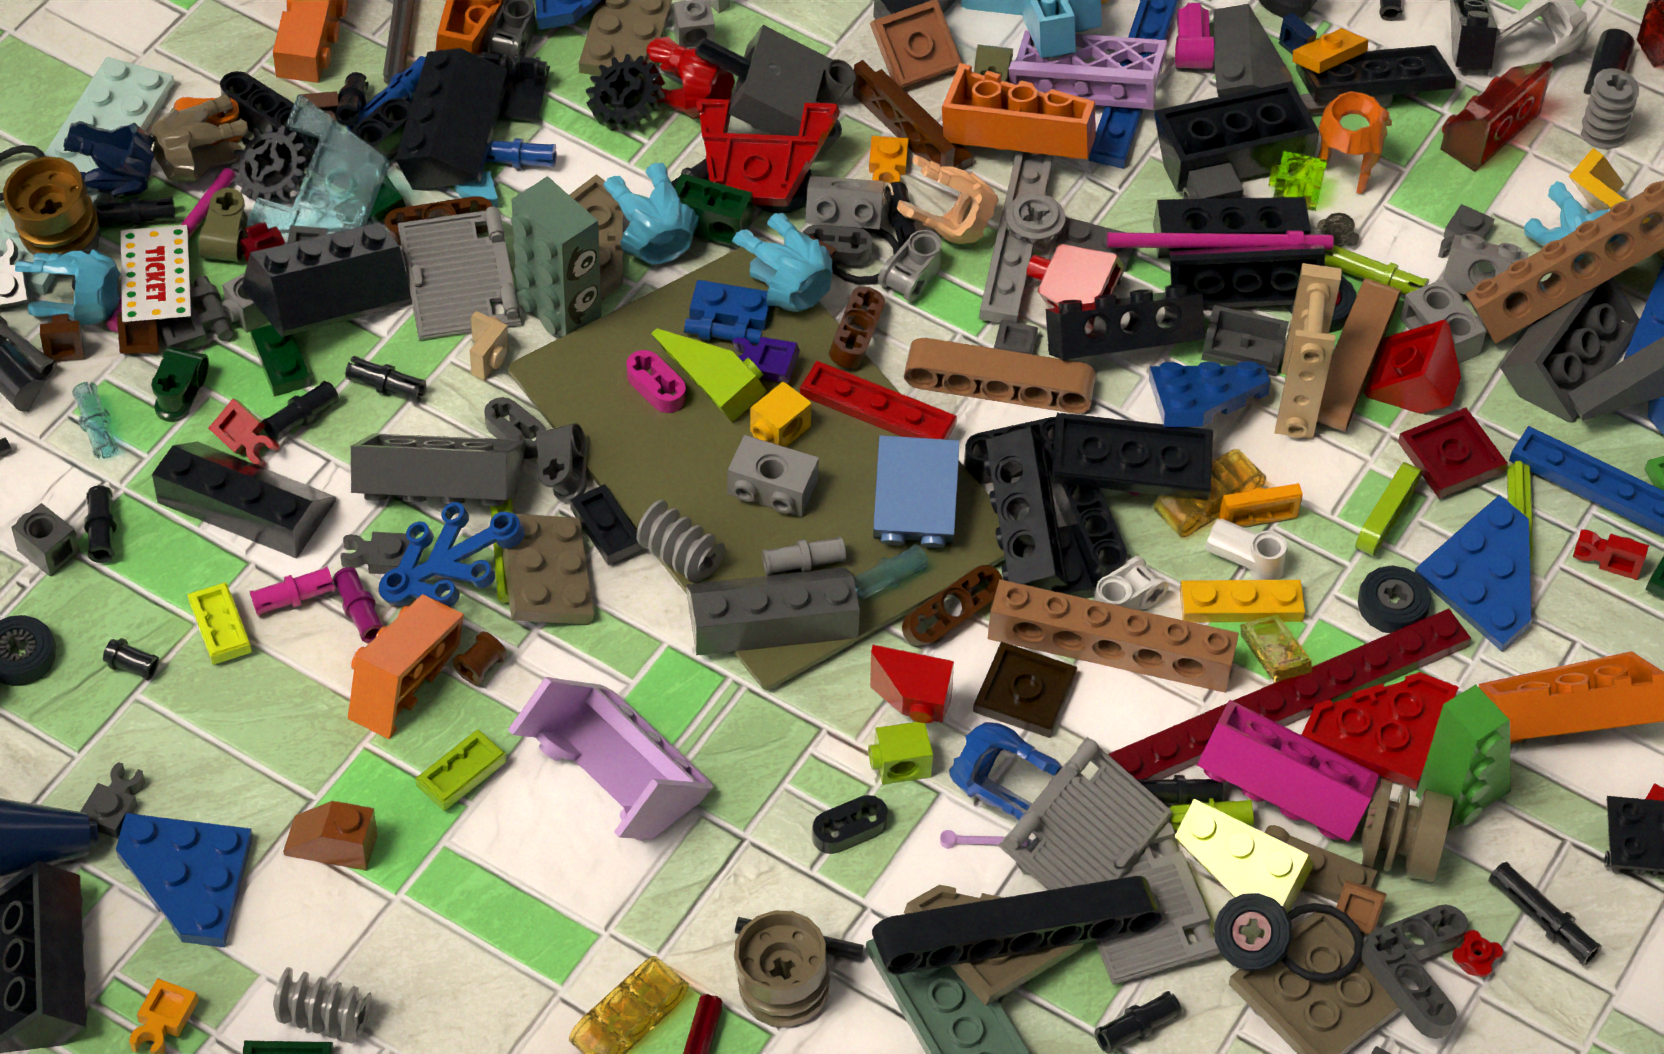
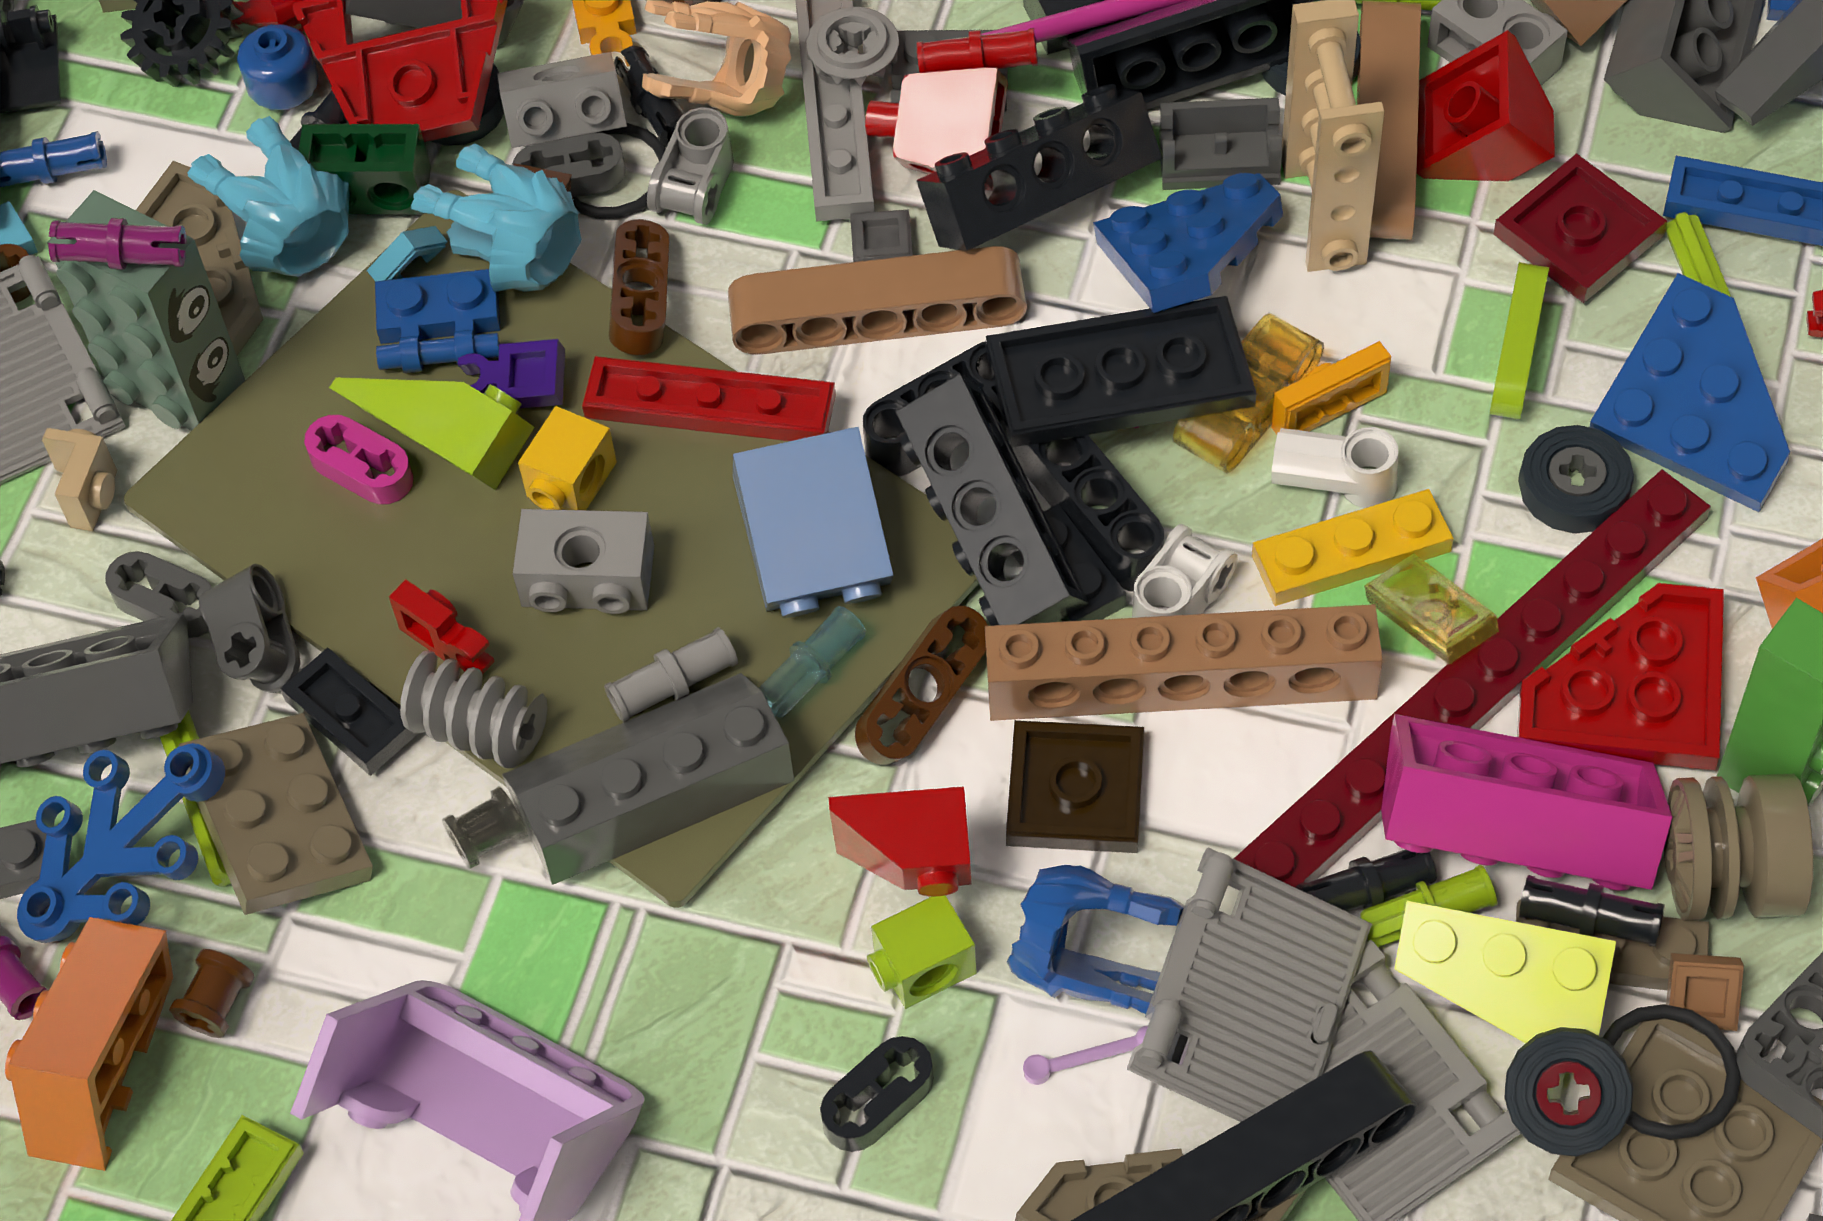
camera: 10 degrees left, 5 degrees up
(553, 210) = (117, 243): none -> magenta pin
(666, 612) = (485, 827): none -> clear smoke bush
(671, 486) = (432, 623): none -> red plate
(676, 135) = (278, 67): none -> blue head
(721, 265) = (404, 249): none -> medium azure tile
(1111, 242) = (979, 51): none -> red pin
(1307, 840) = (1591, 910): none -> black pin

